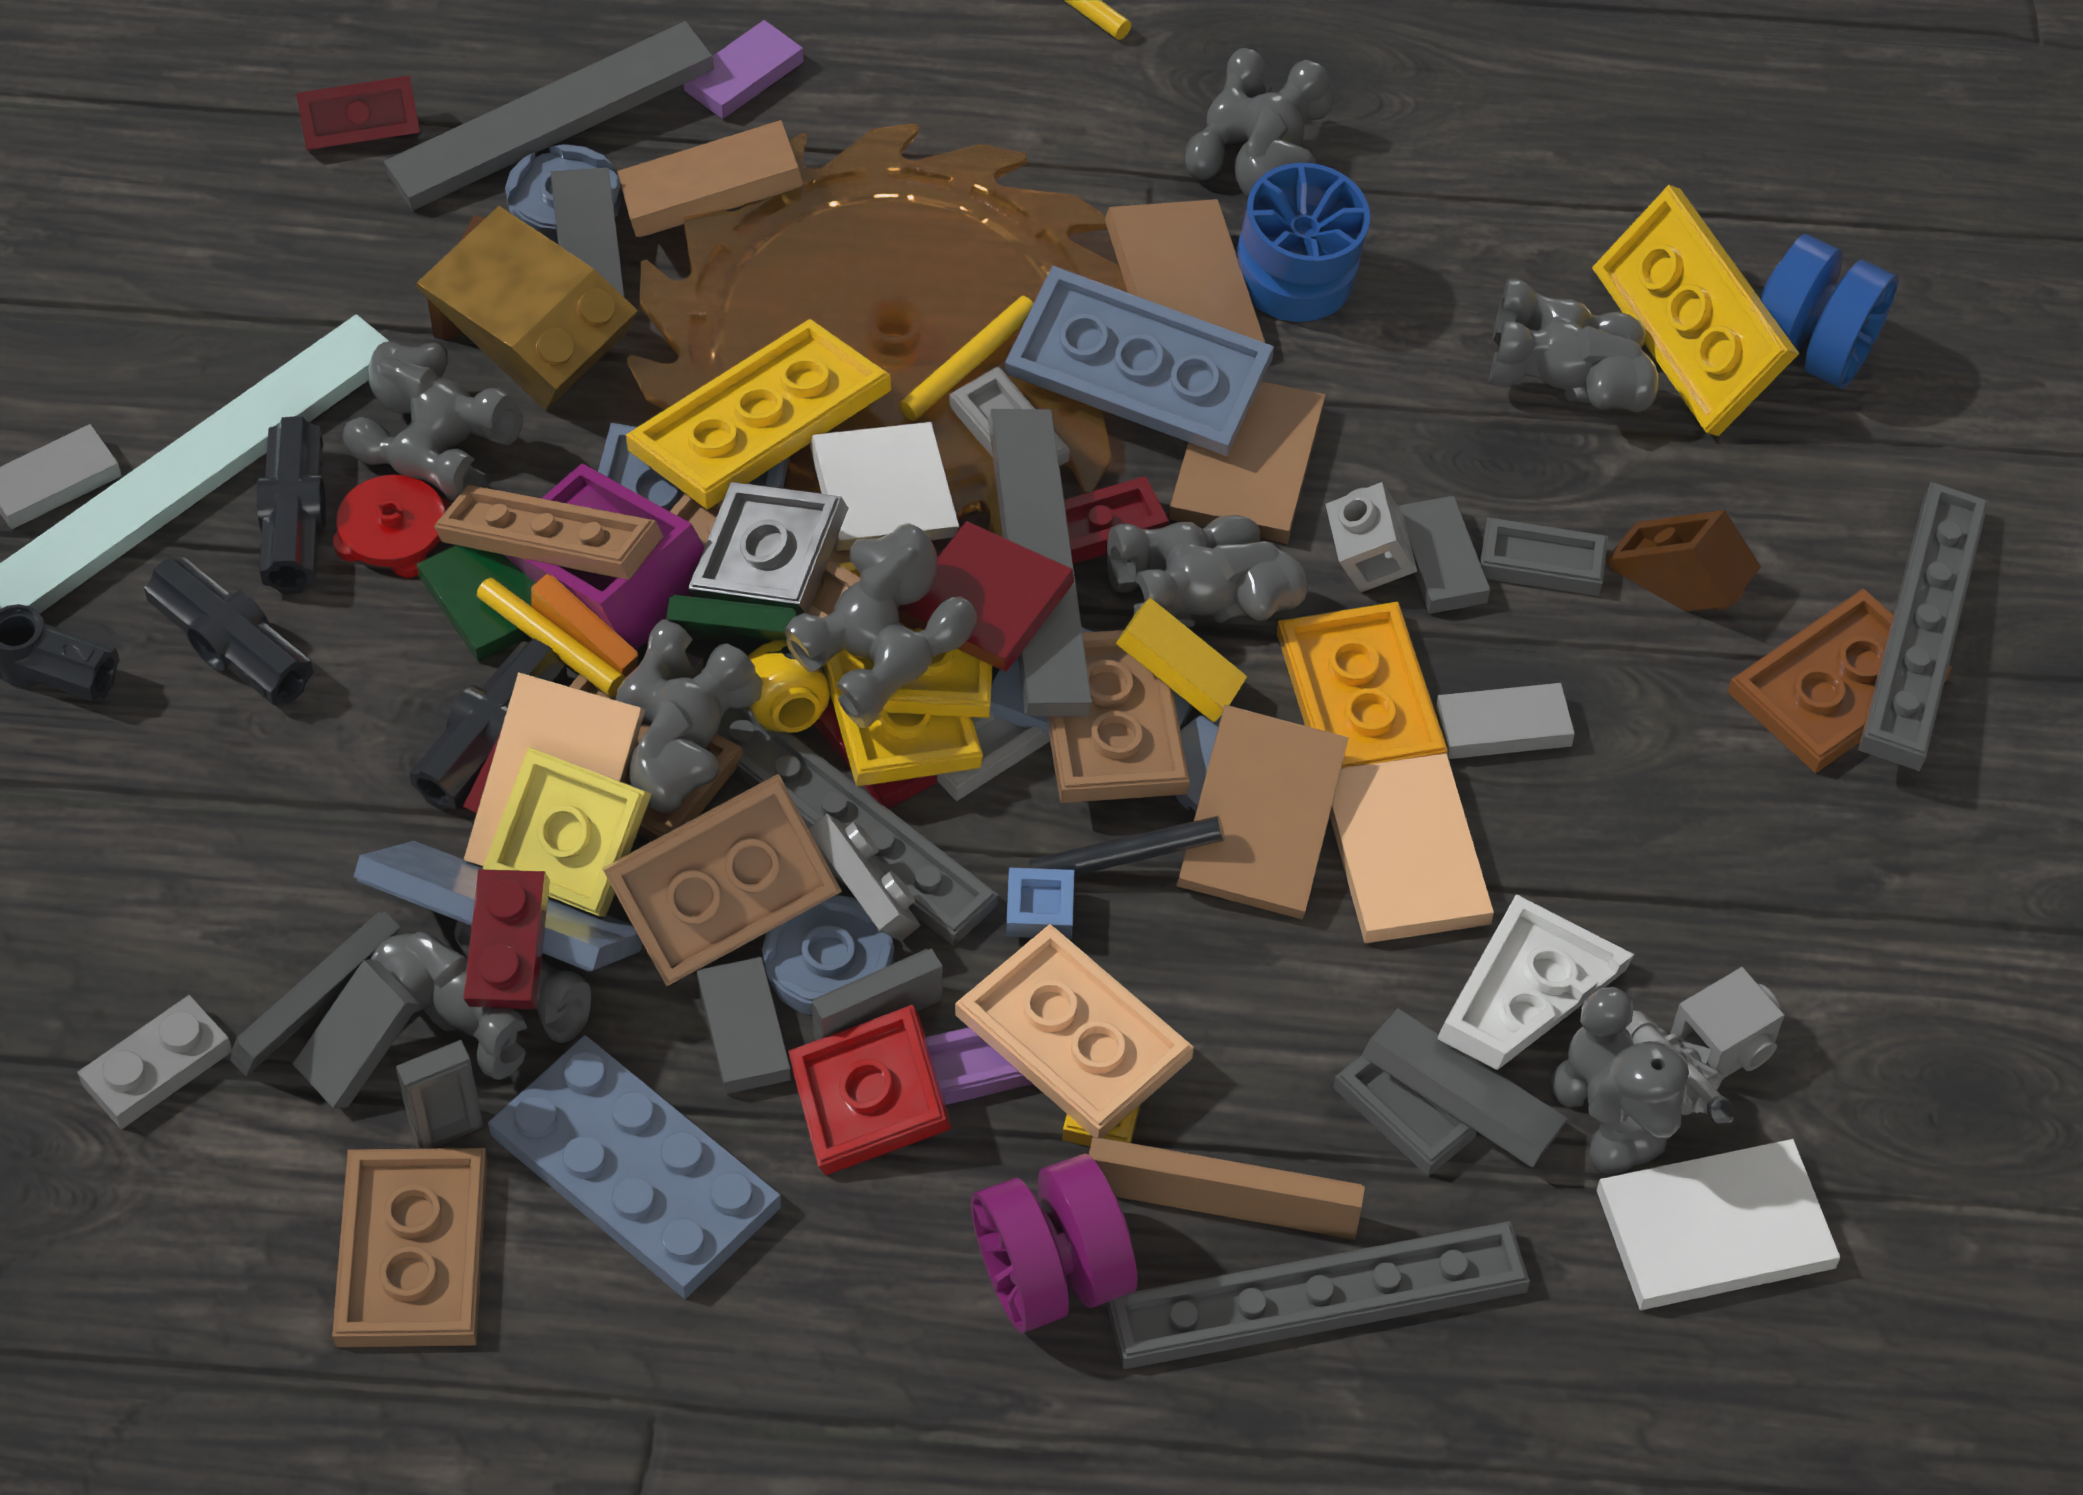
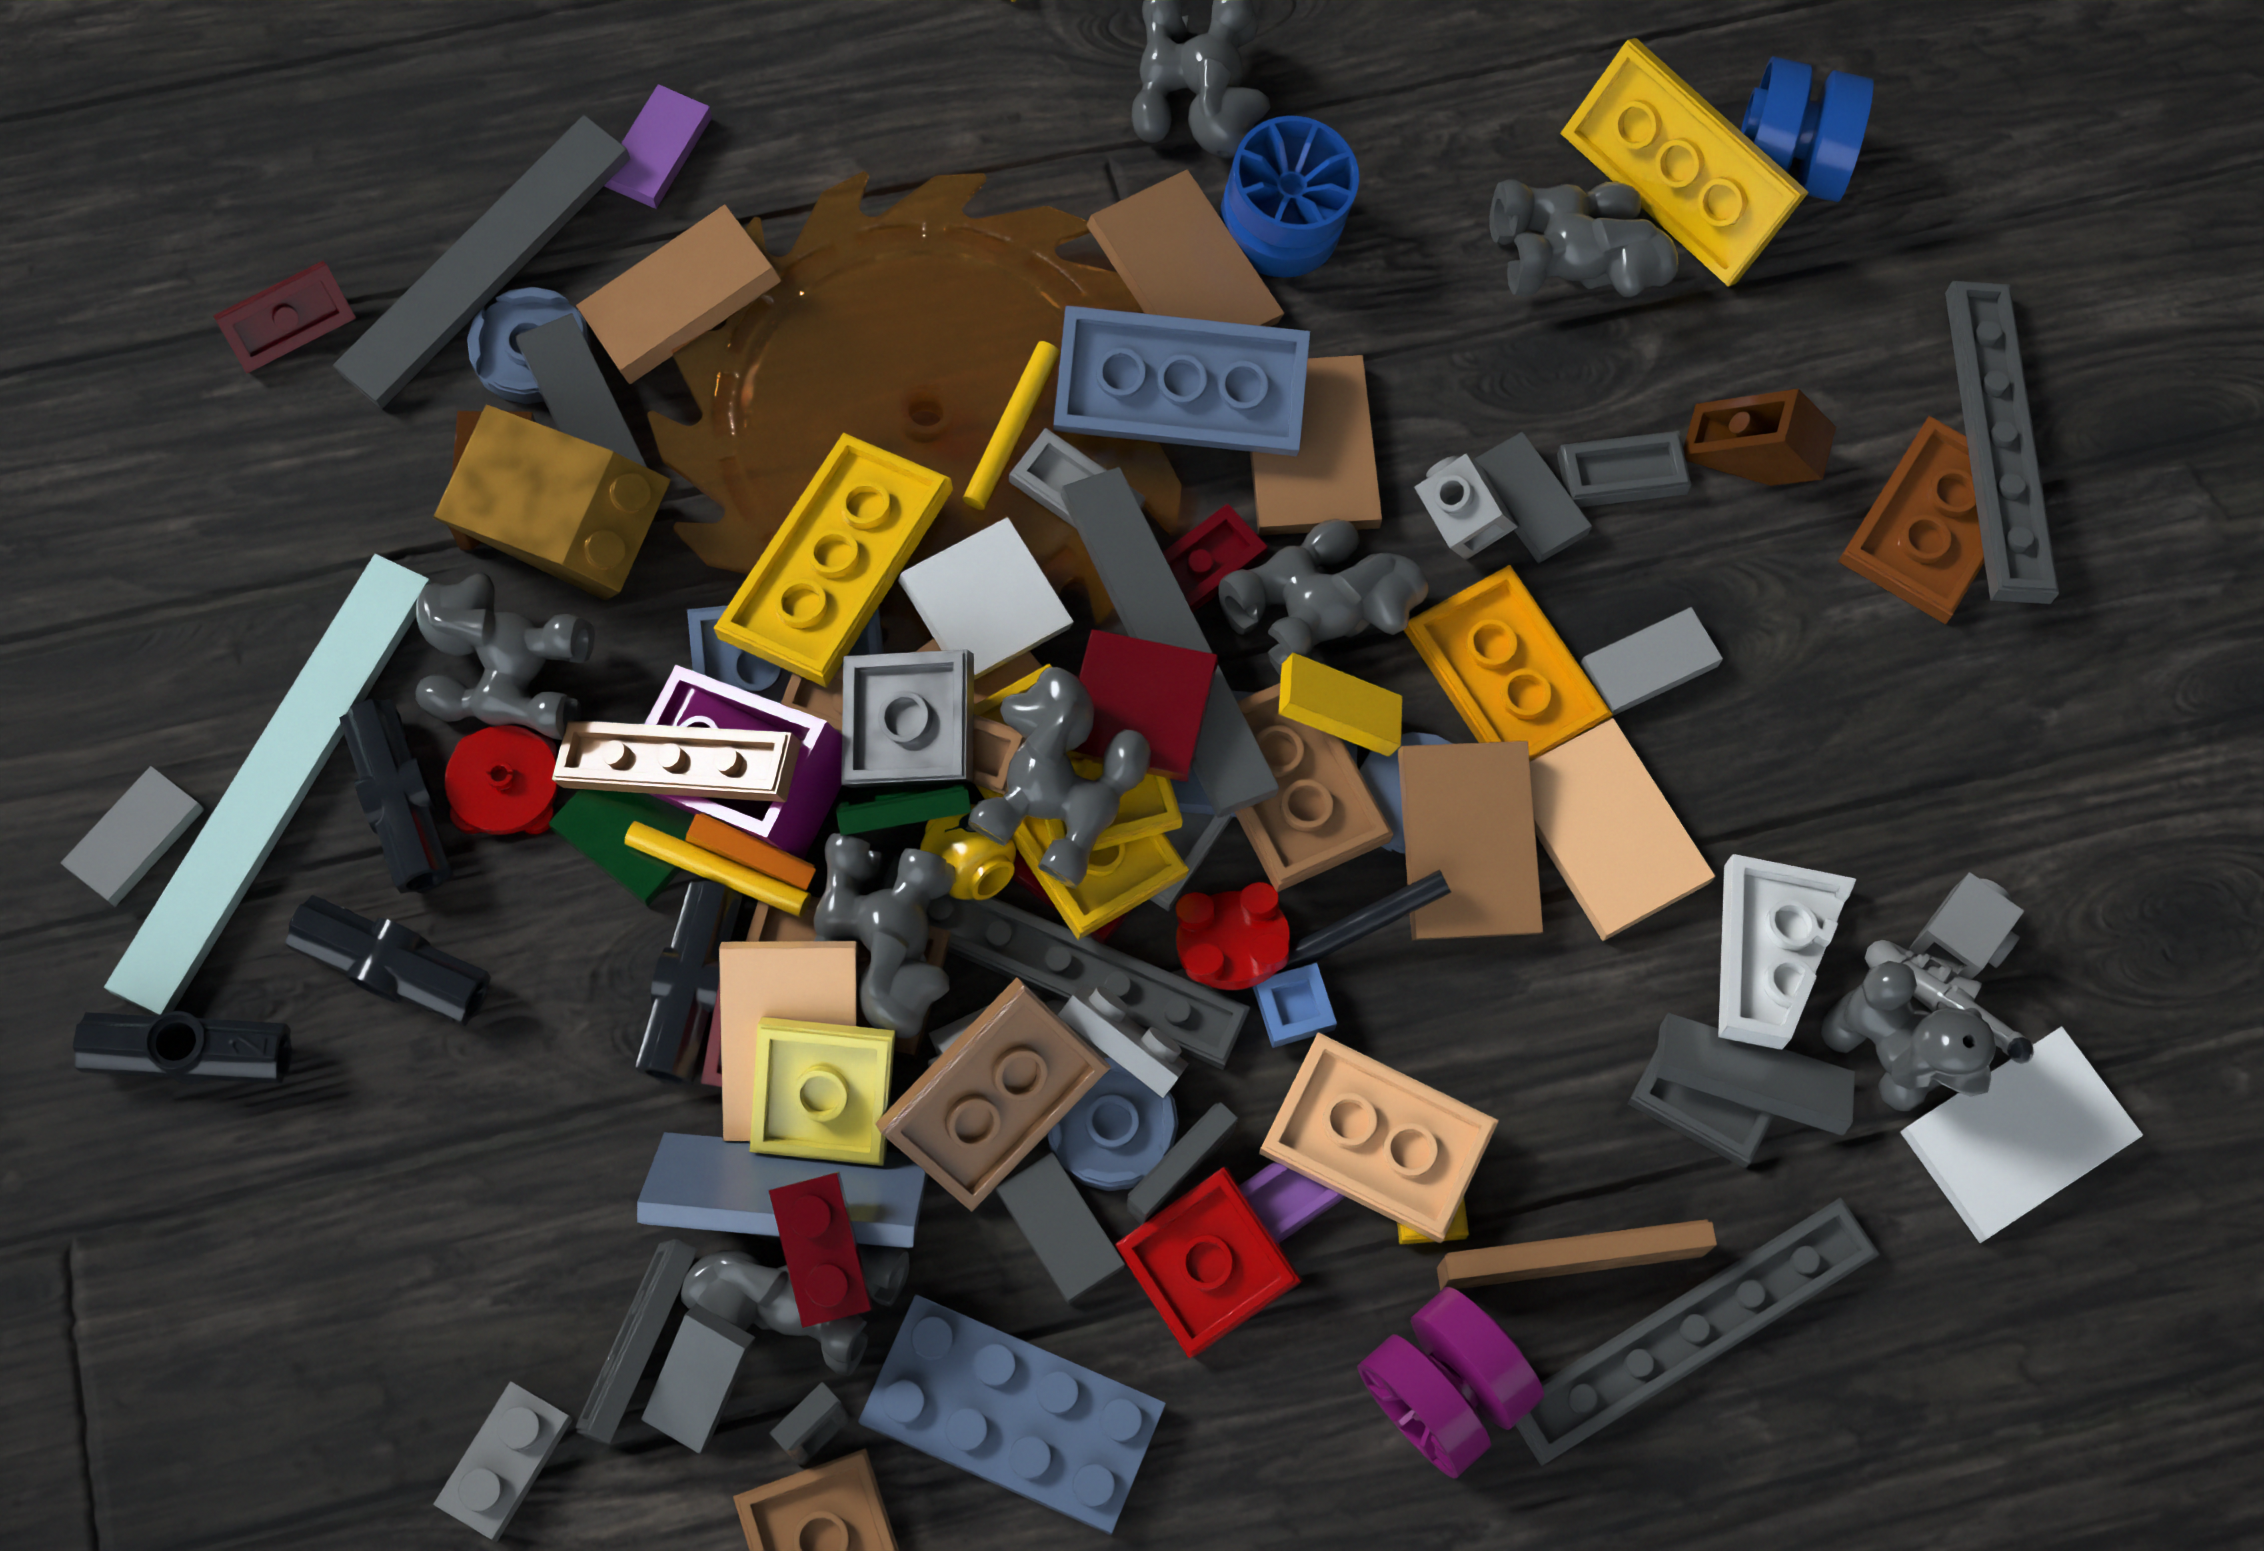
camera: 20 degrees left, 15 degrees up
(1004, 830) = (1232, 936): none -> red piece

